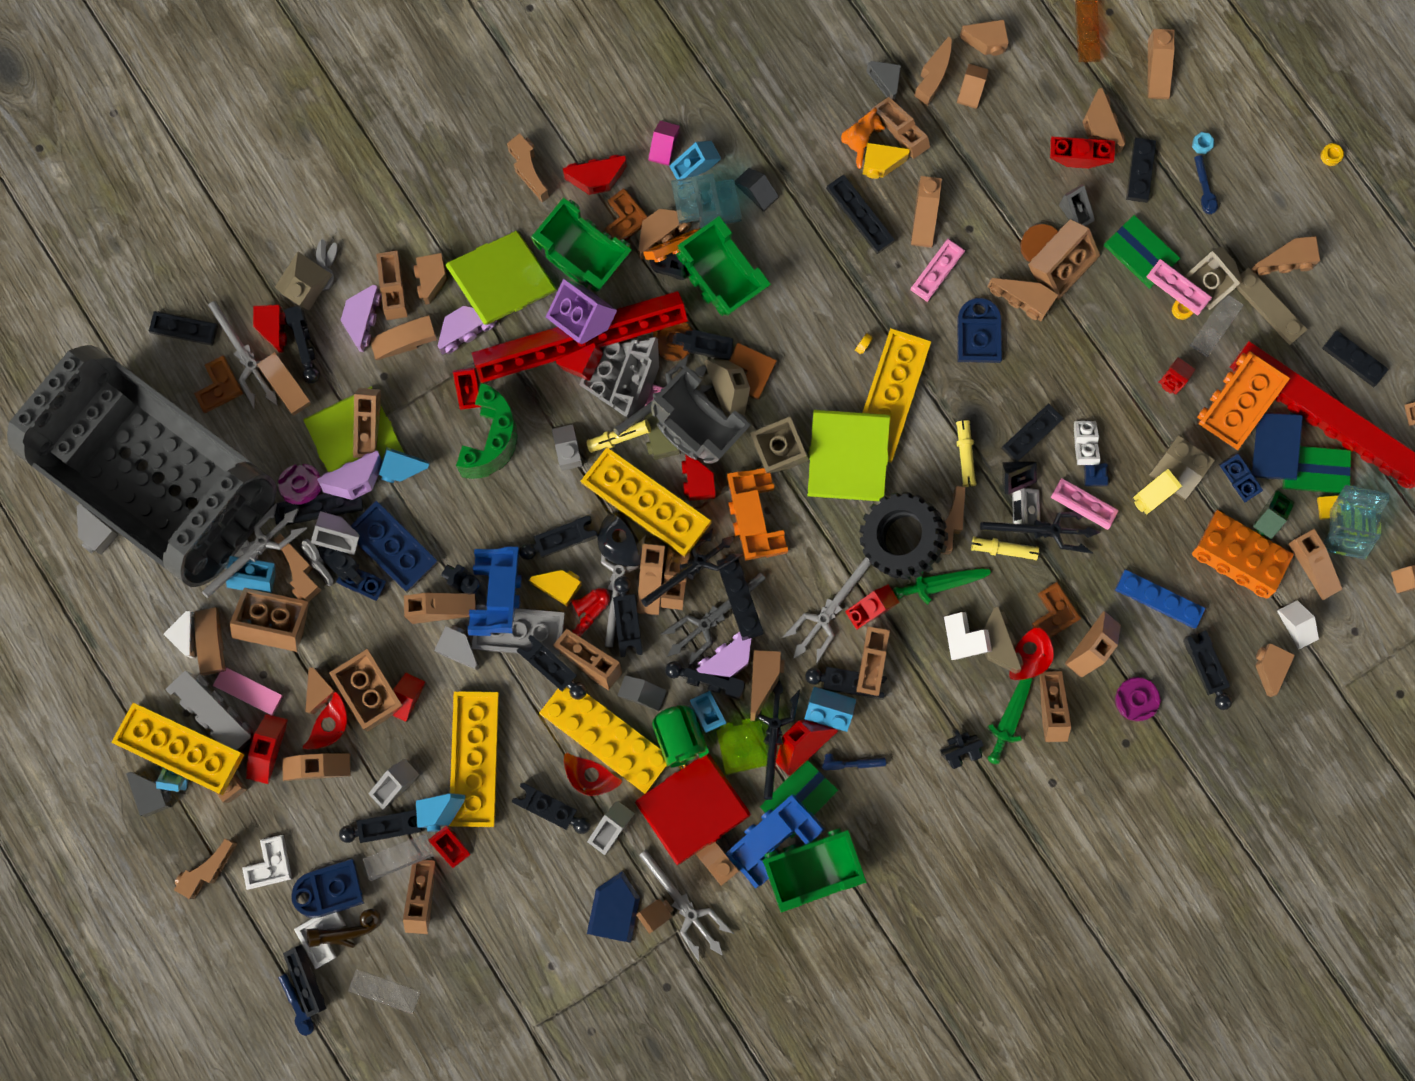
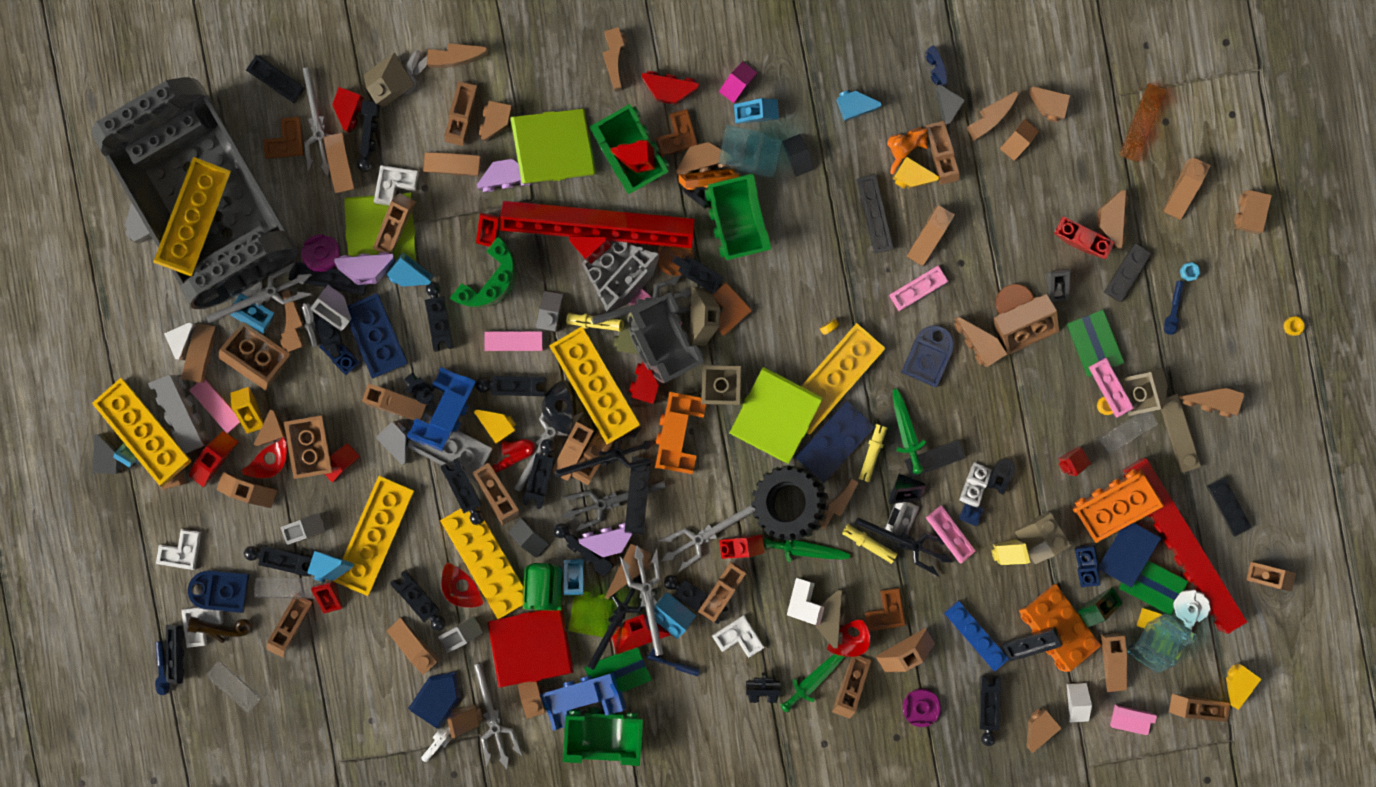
camera: 30 degrees right, 10 degrees up
(148, 492) = (192, 216): none -> yellow plate
(191, 881) = (115, 539): medium nougat slope -> none
(284, 680) = (246, 409): none -> yellow slope
(346, 378) = (392, 178): none -> white tile
(360, 316) = (424, 130): lavender slope -> none
(364, 229) = (455, 55): none -> medium nougat slope
(450, 500) = (438, 317): none -> black plate
(540, 493) = (513, 341): none -> bright pink tile
(564, 861) = (413, 646): none -> medium nougat slope
(580, 312) = (605, 205): medium lavender slope -> none
(590, 251) = (637, 156): none -> red slope
(636, 948) = (441, 738): none -> white piece
(793, 115) = (856, 104): none -> dark azure slope
(794, 694) = (646, 594): none -> light grey piece
(851, 40) = (938, 73): none -> dark blue slope
(910, 699) = (741, 632): none -> white tile
(922, 456) = (835, 441): none -> dark blue plate
(993, 418) = (907, 432): none -> green sword
(1109, 414) = (1005, 469): none -> black plate
(1223, 579) = (1032, 644): none -> black plate
(1237, 60) = (1252, 211): none -> medium nougat brick
(1363, 618) = (1132, 719): none -> bright pink panel
(1367, 471) = (1191, 607): none -> white piece

